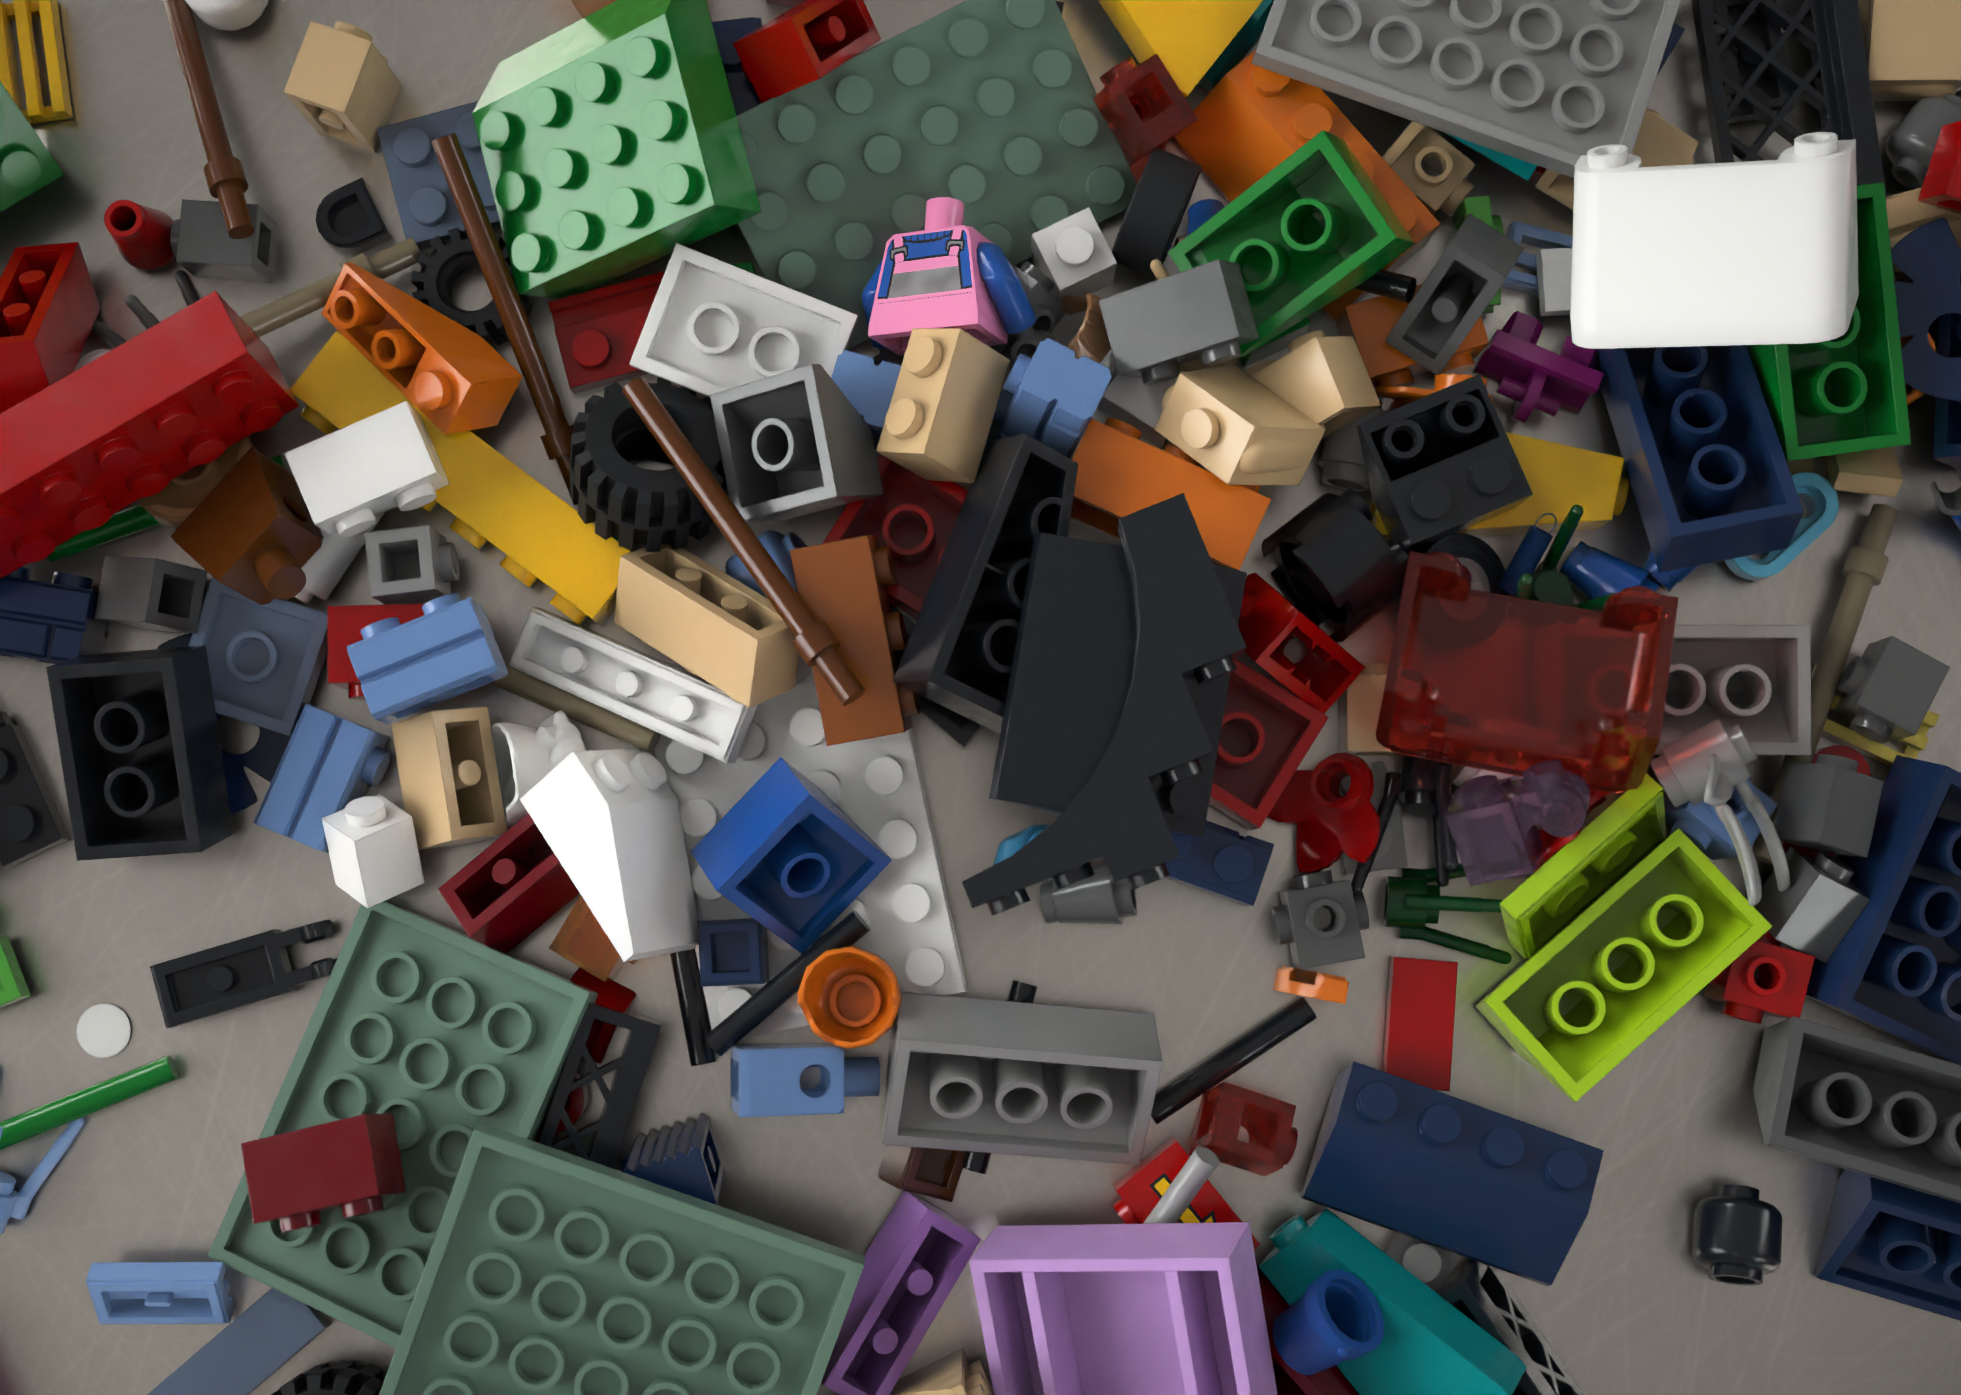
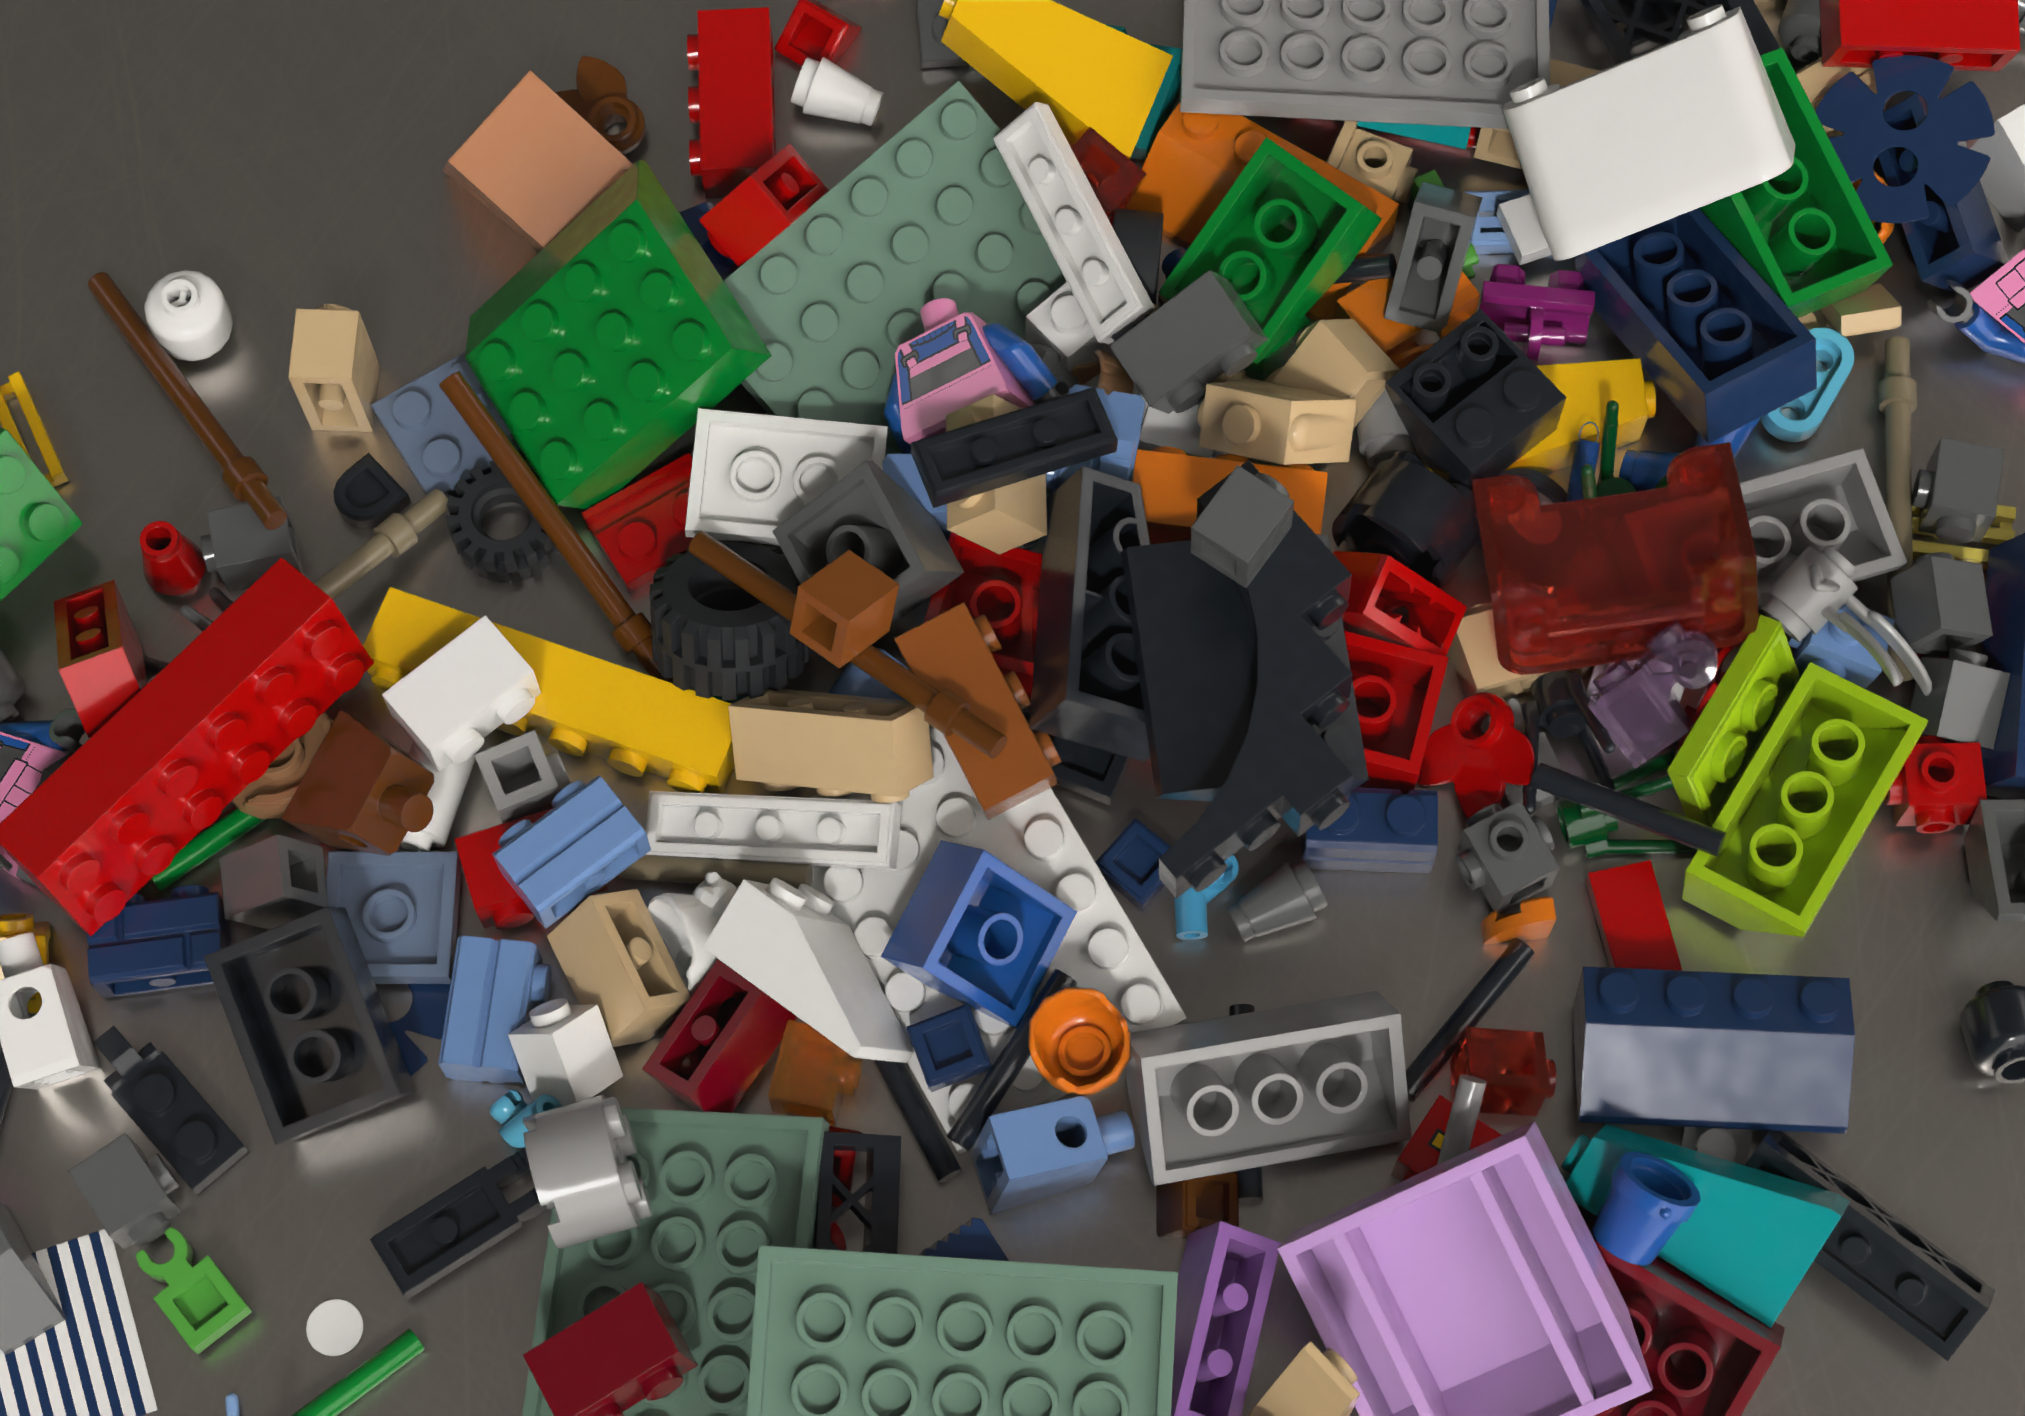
camera: 15 degrees left, 15 degrees down
(321, 897) = (510, 1112): none -> medium azure arm
(350, 980) = (583, 1170): none -> light grey brick
(423, 353) = (477, 579): orange slope -> none
(745, 512) = (844, 608): none -> dark orange brick
(961, 394) = (1014, 447): none -> black tile
(971, 816) = (1133, 864): none -> dark blue tile
(1105, 154) = (1073, 223): none -> white tile
(1152, 568) = (1242, 525): none -> dark grey brick
(1450, 923) = (1628, 809): none -> black bar

